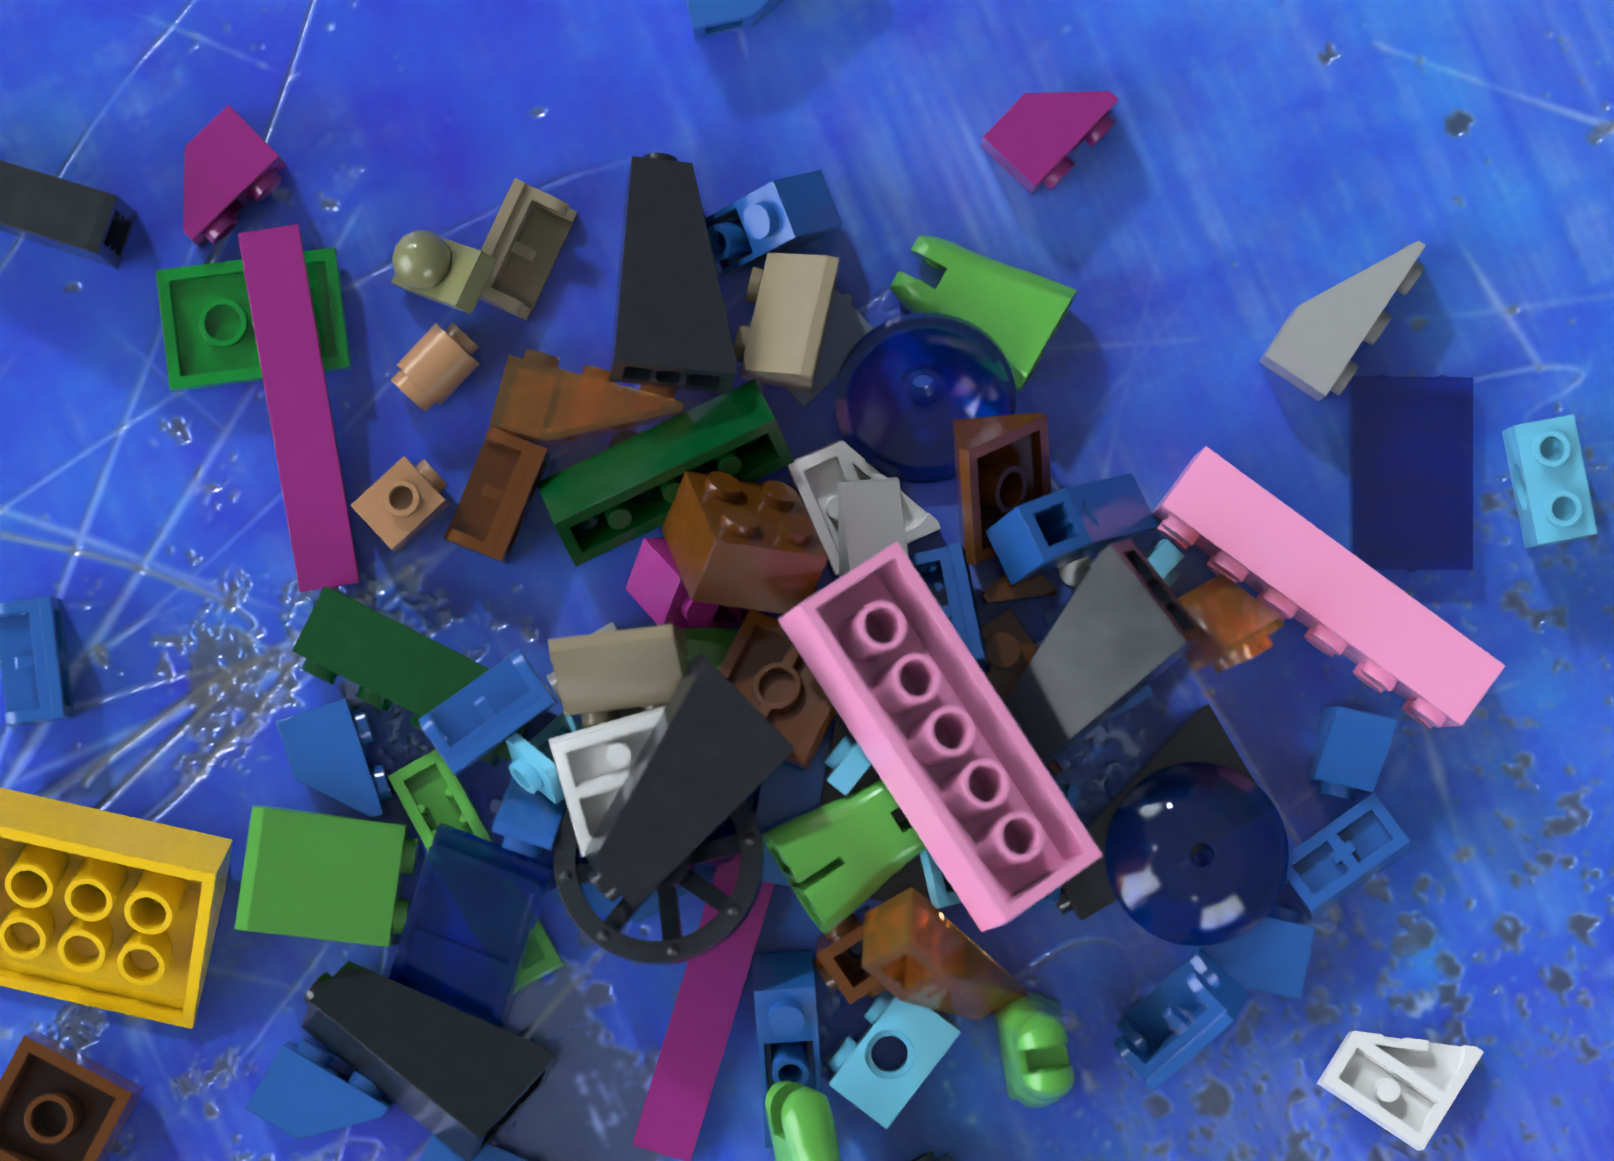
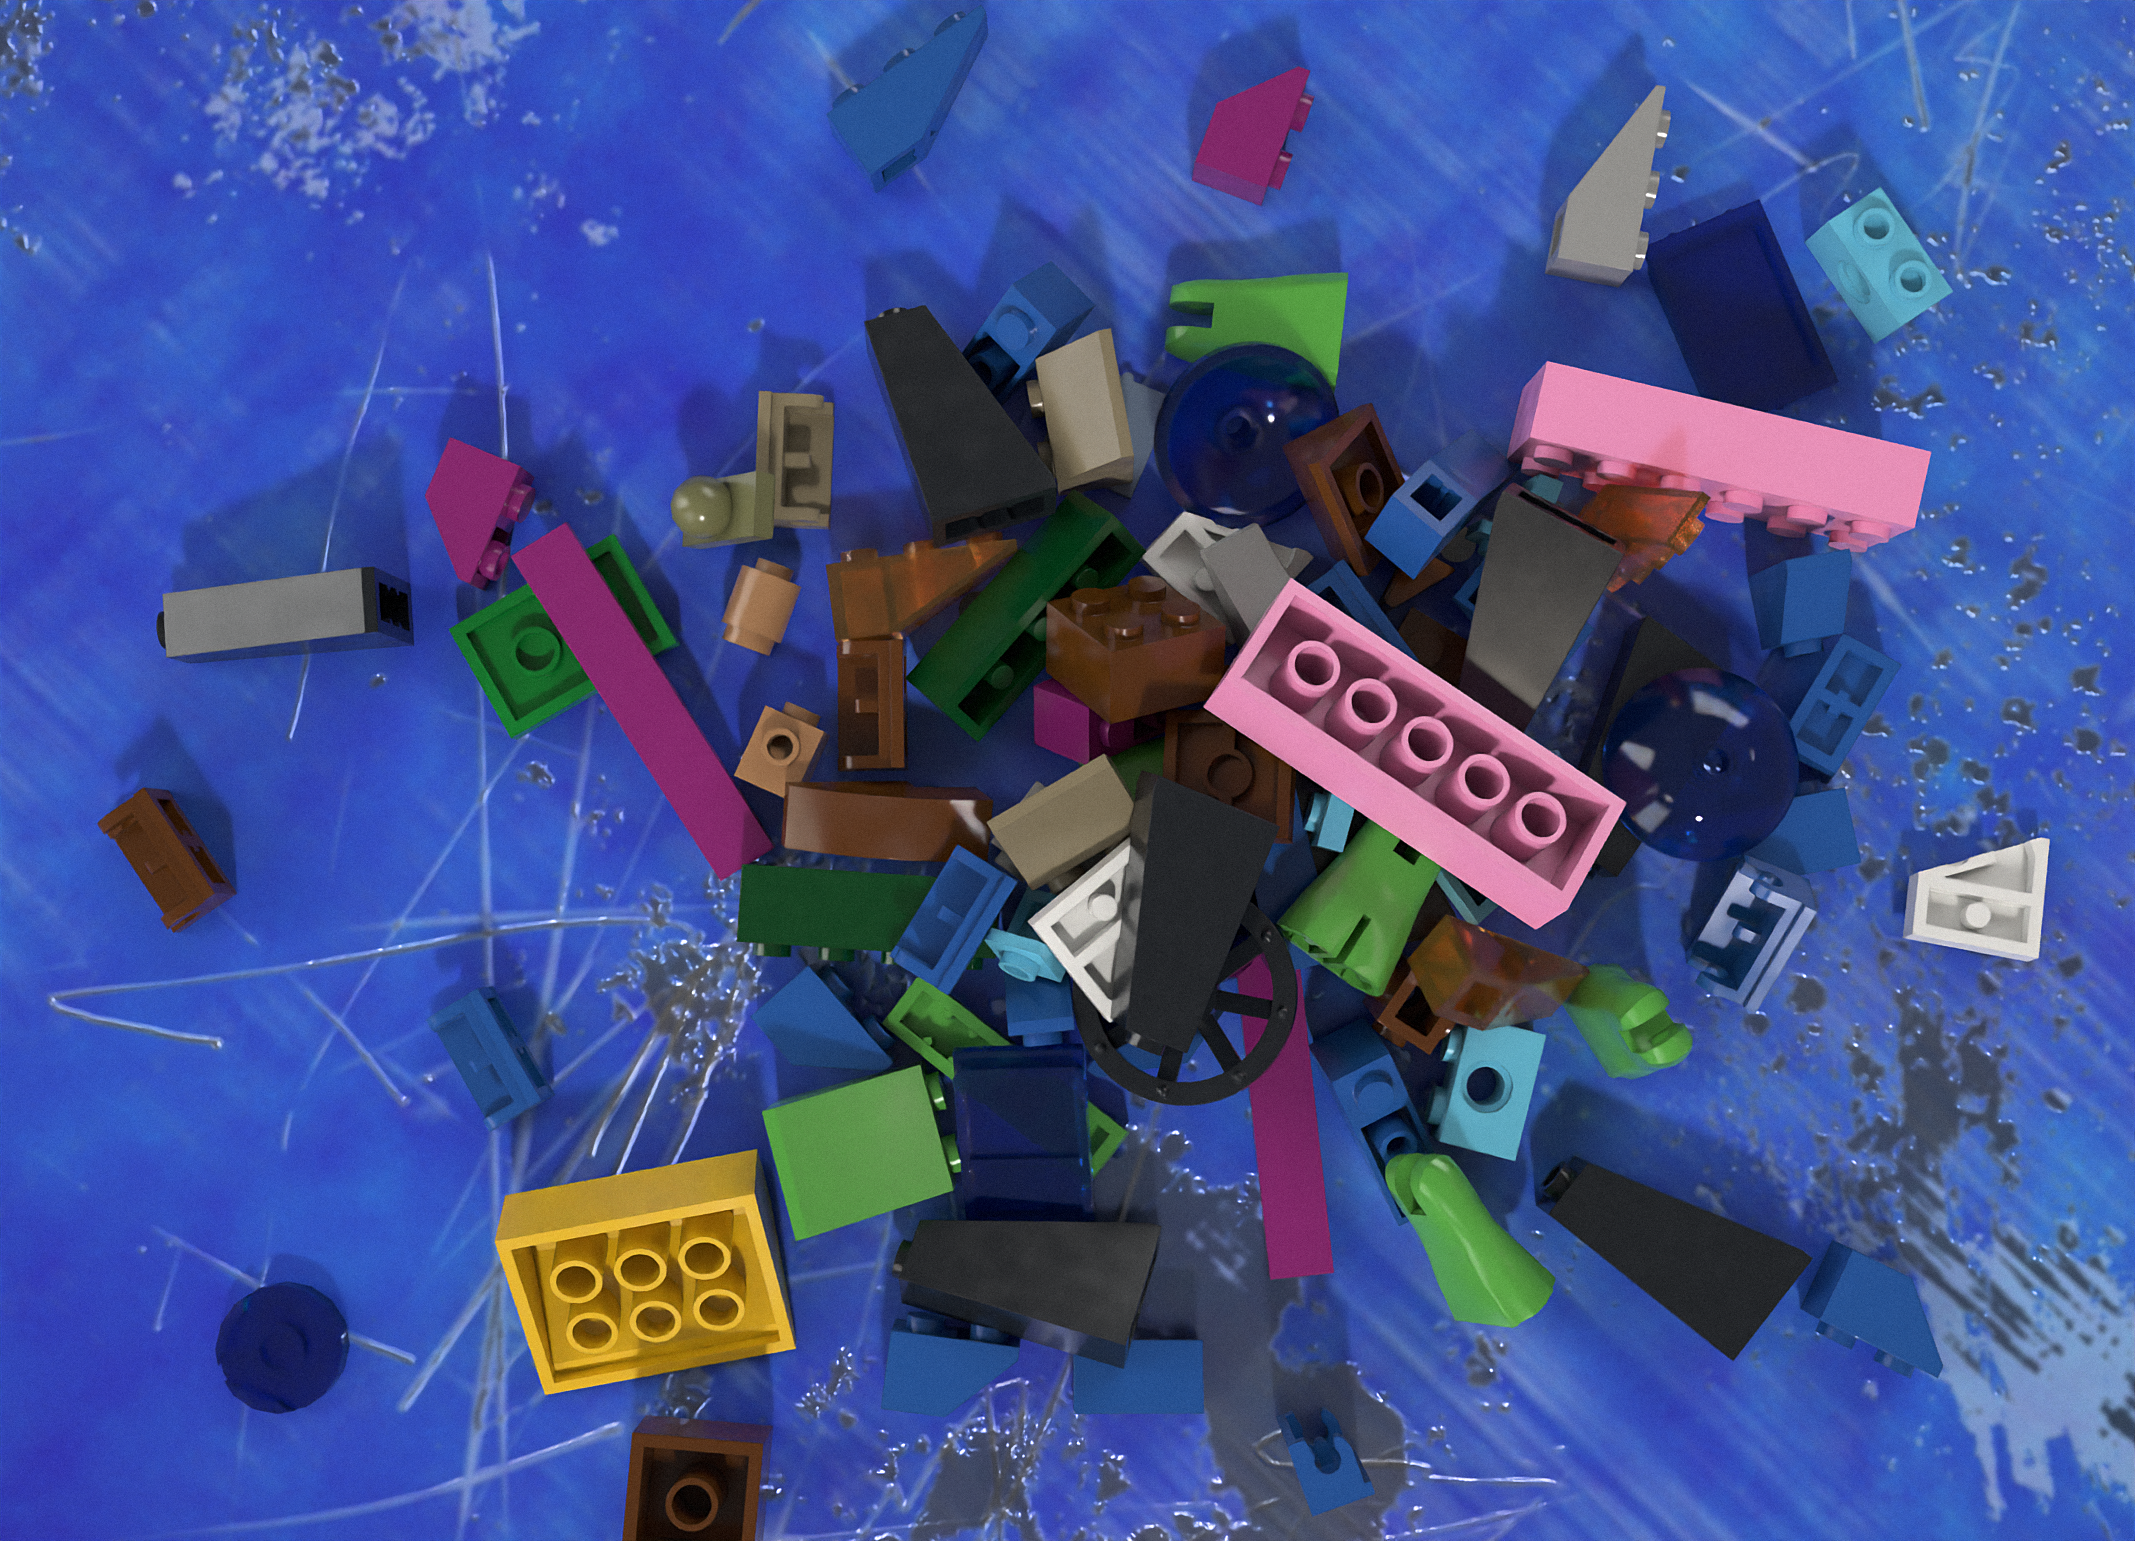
camera: 20 degrees left, 0 degrees up
(466, 600) = (885, 820): none -> reddish brown slope

